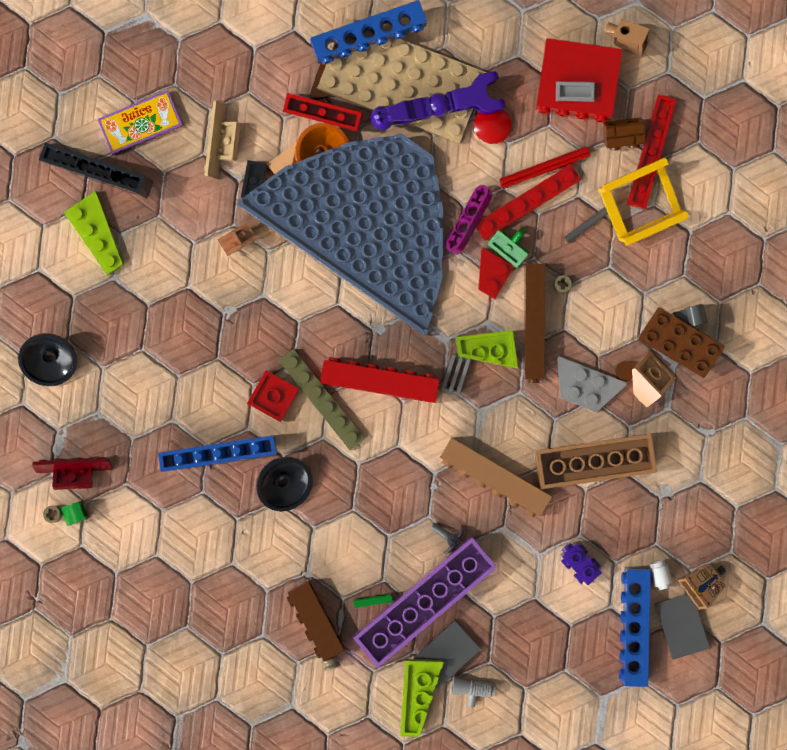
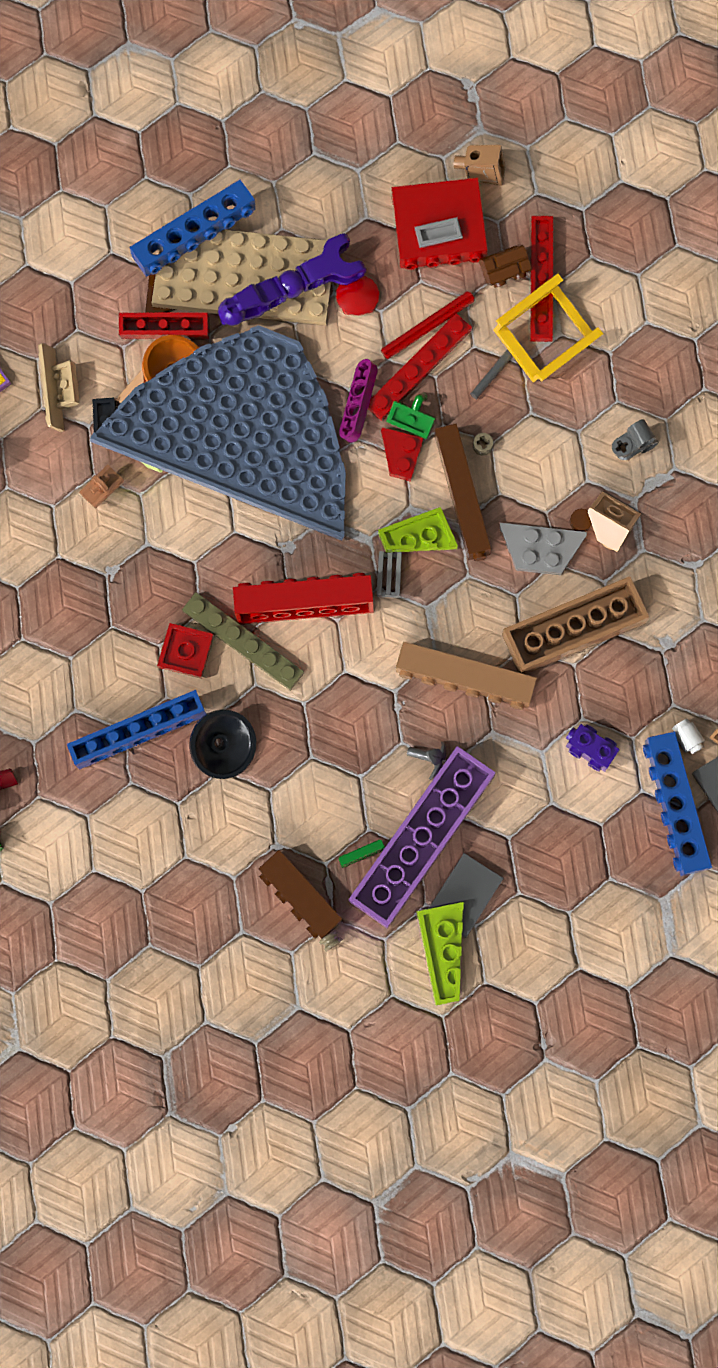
camera: 15 degrees left, 10 degrees down
(473, 688) = (506, 926): light grey piece -> none
(681, 342) = (634, 467): reddish brown bracket -> none

